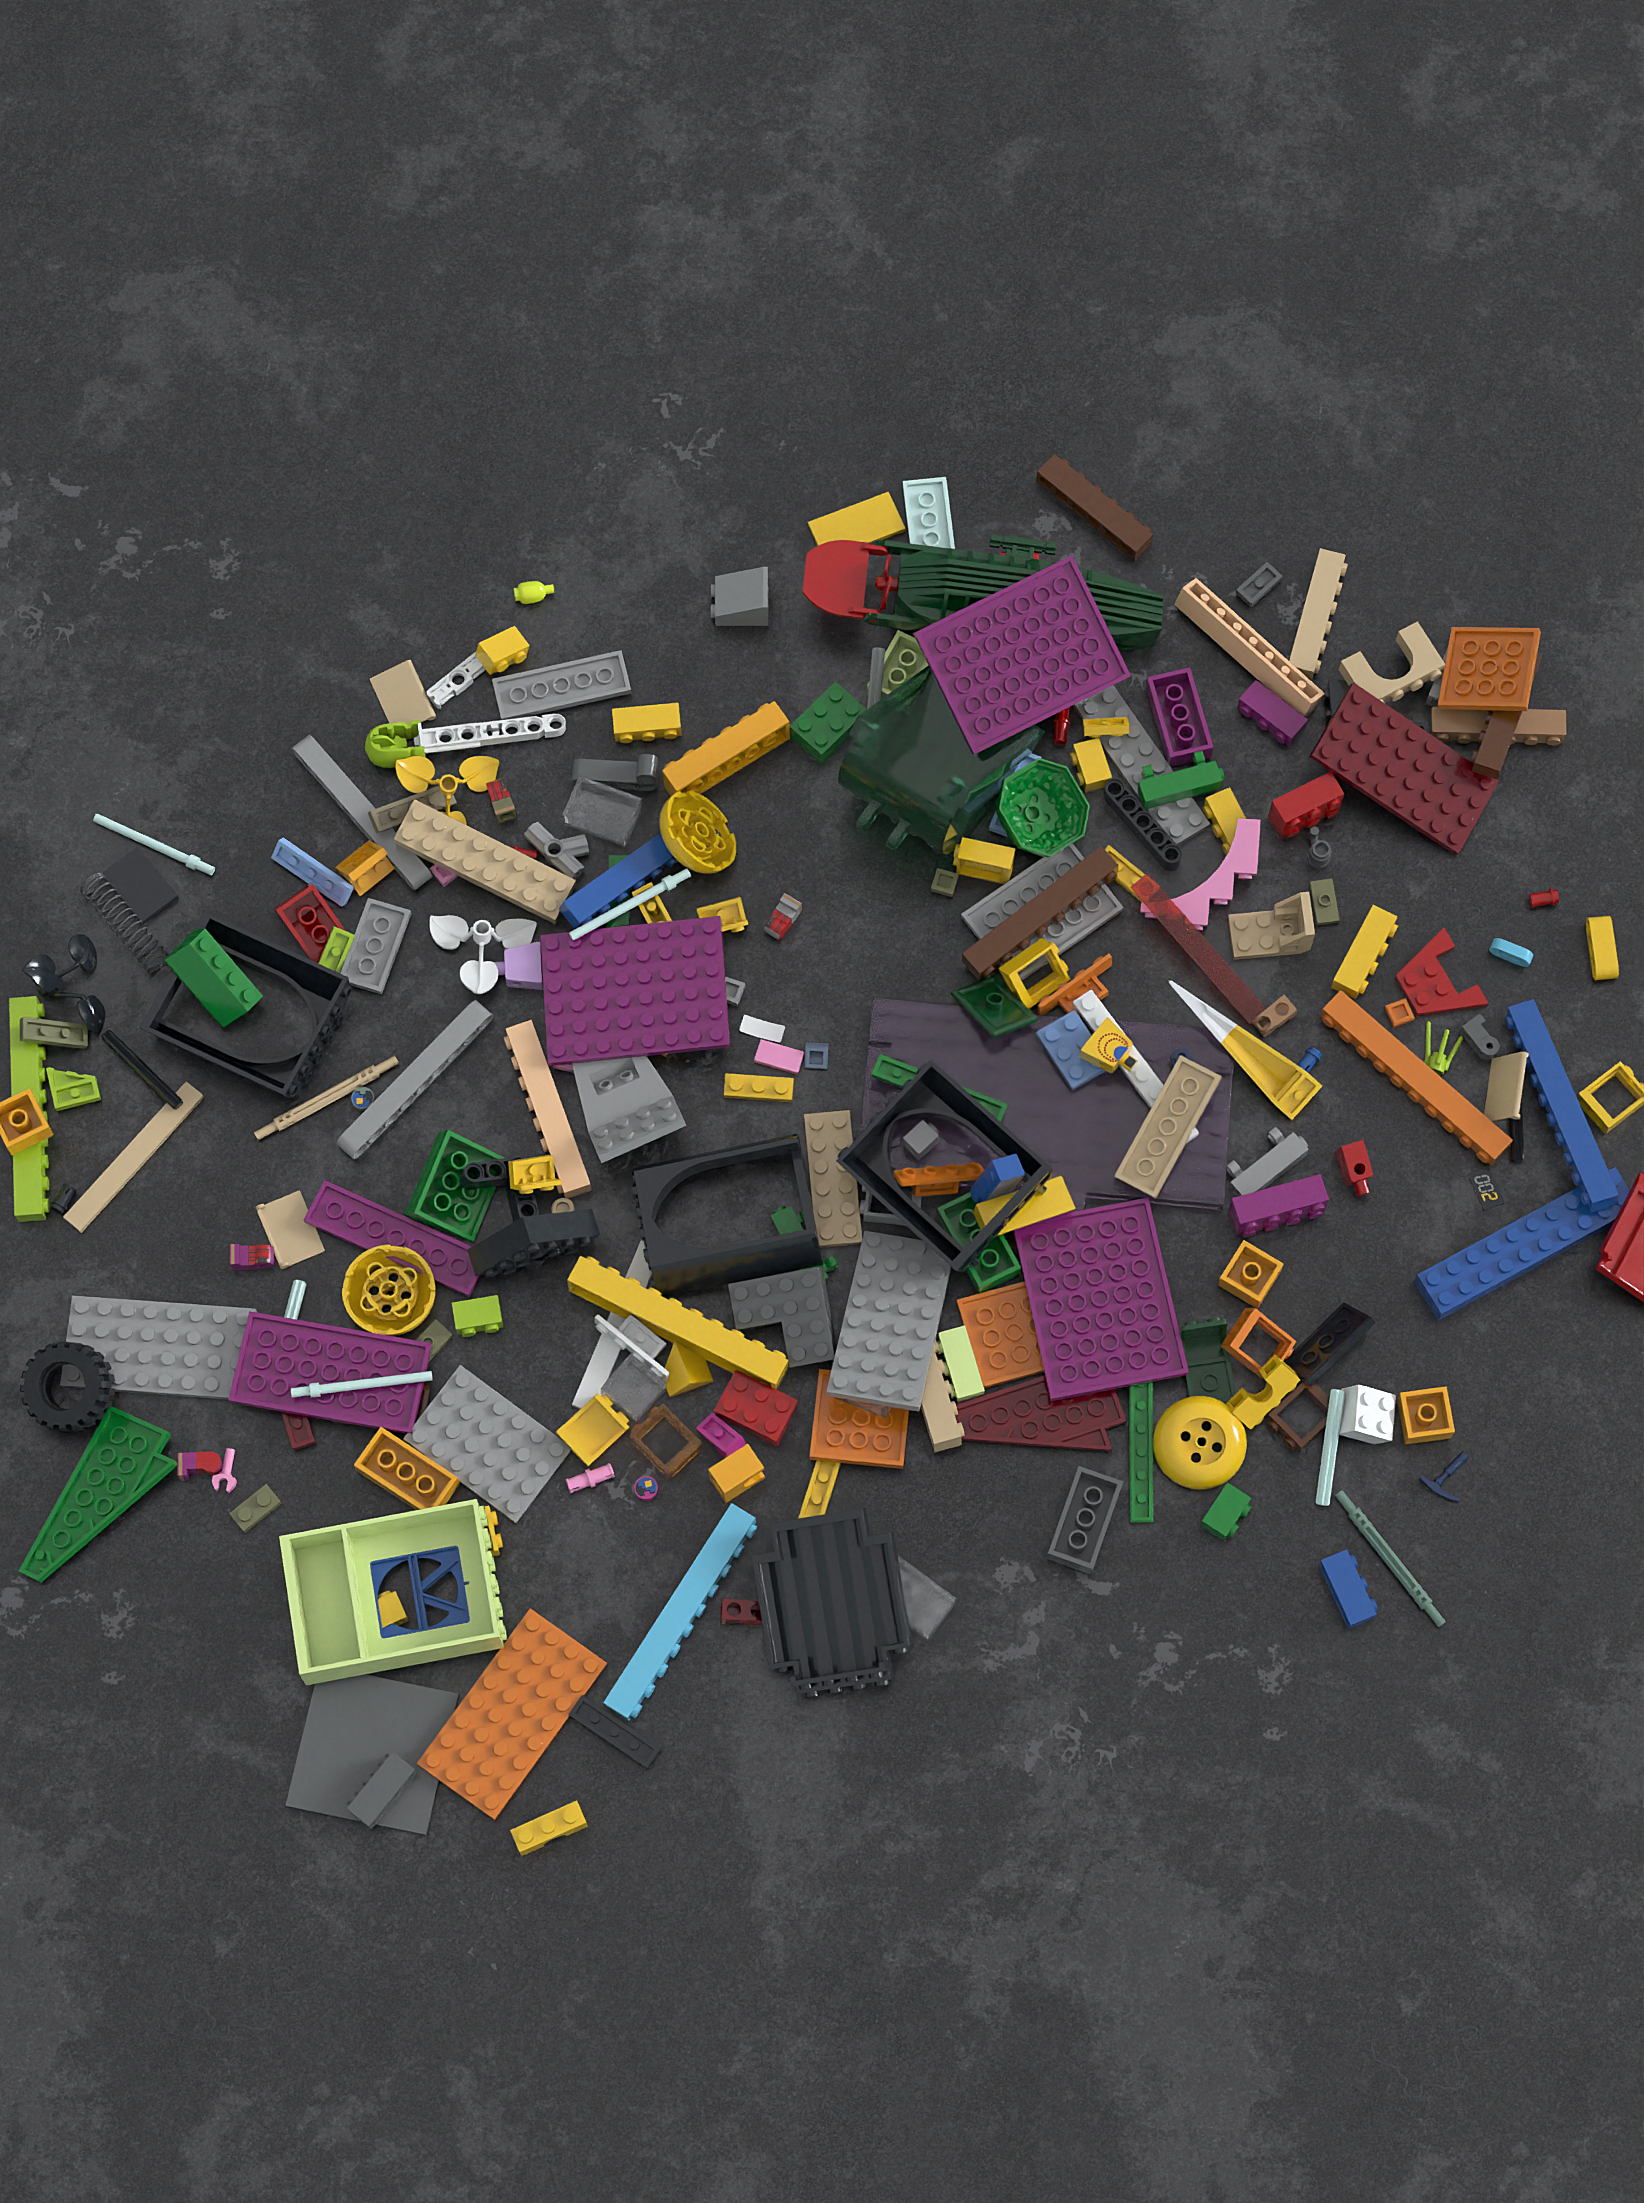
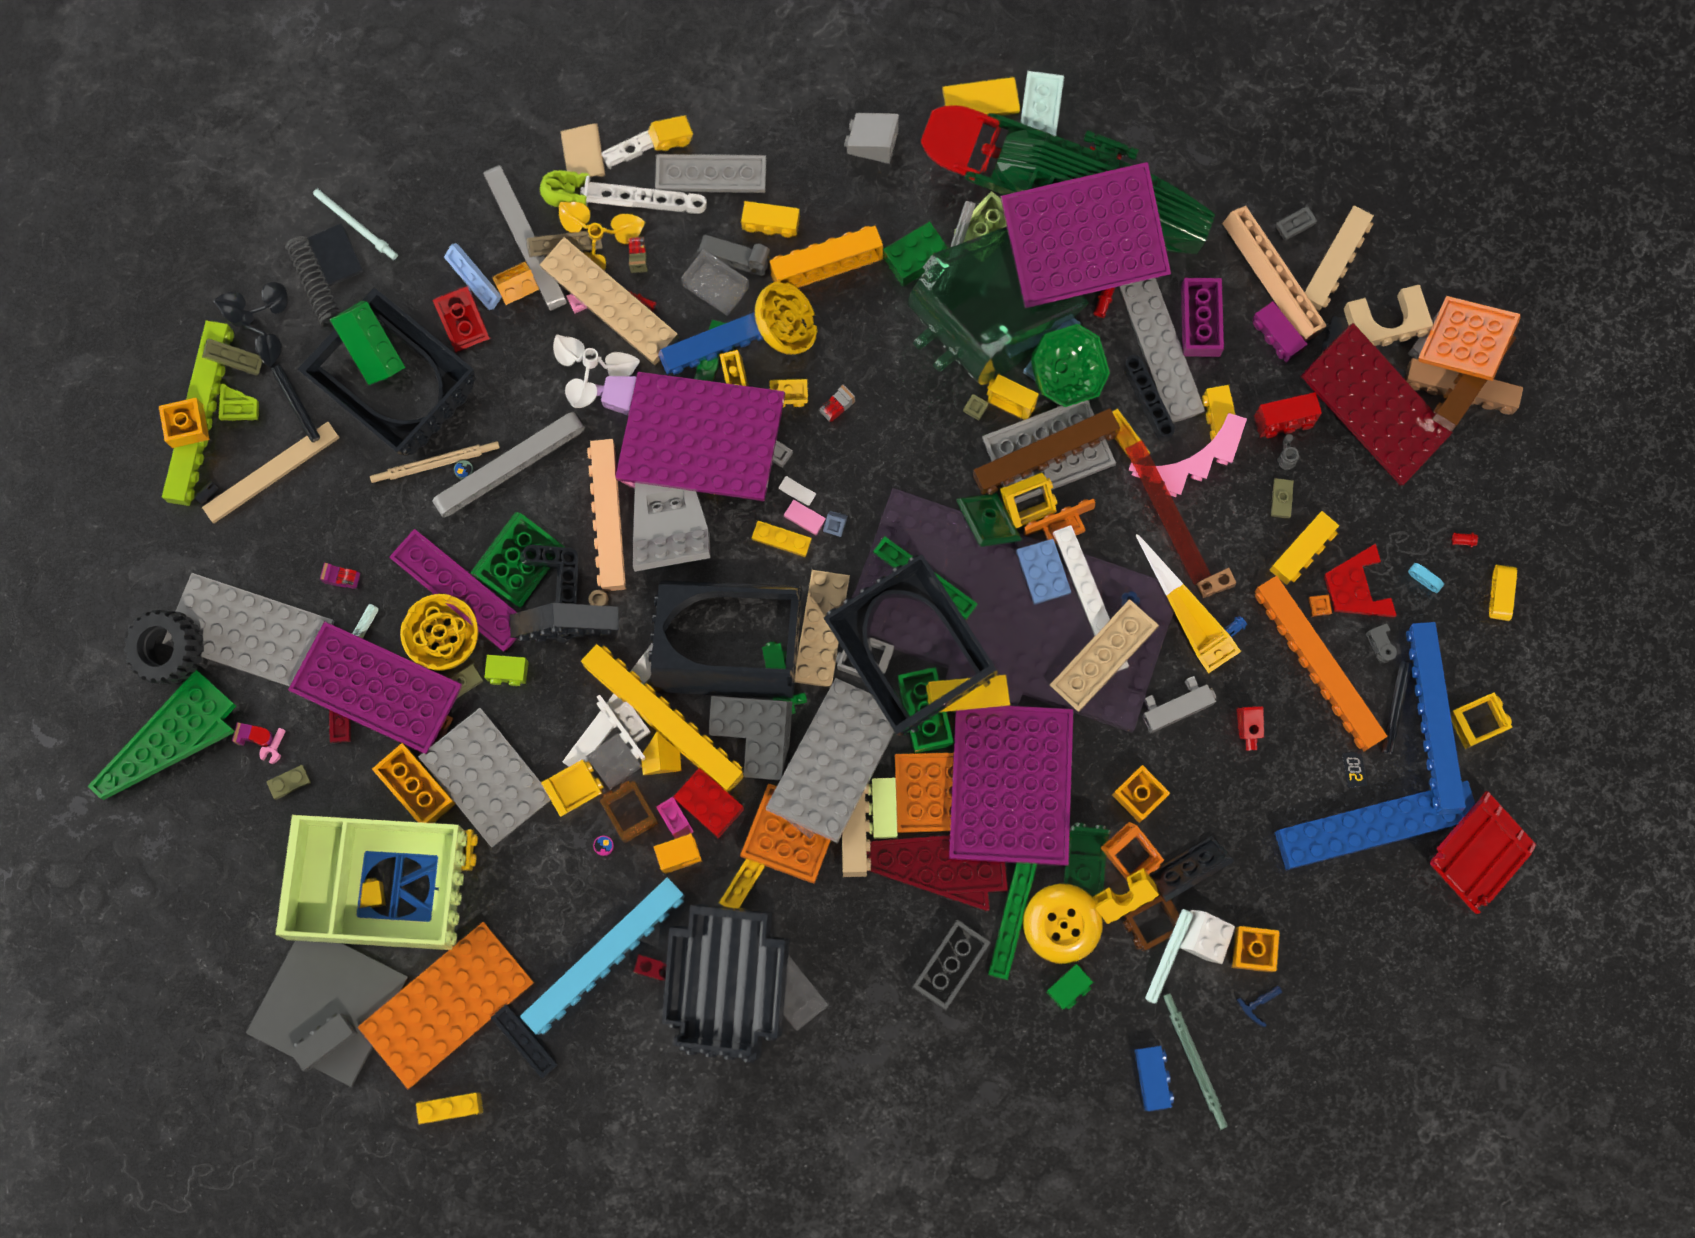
camera: 15 degrees right, 5 degrees up
(288, 1232) = (375, 566): tan piece -> none
(316, 1390) = (359, 699): light aqua bar -> none
(336, 949) = (473, 344): lime plate -> none
(375, 945) = (506, 348): light grey plate -> none
(532, 592) = (707, 91): neon yellow plant -> none
(533, 1174) = (579, 566): yellow bracket -> none
(569, 849) = (680, 307): light grey piece -> none
(590, 1478) = (560, 826): bright pink pin -> none
(667, 884) = (750, 354): light aqua bar -> none
(921, 1139) = (899, 615): light grey brick -> none
(939, 1179) = (905, 652): orange bracket -> none
(997, 1179) = (951, 666): blue brick -> none
(1091, 765) = (1120, 339): yellow brick -> none
(1095, 507) = (1178, 128): reddish brown brick -> none
(1105, 726) = (1144, 311): yellow plate -> none
(1108, 1048) = (1072, 578): yellow torso -> none
(1180, 784) = (1189, 372): green brick -> none
(1273, 933) = (1233, 513): tan bracket -> none
(1278, 1206) = (1178, 742): magenta brick -> none
(1438, 1060) = (1342, 654): lime plant -> none
(1505, 1086) = (1392, 690): tan piece -> none

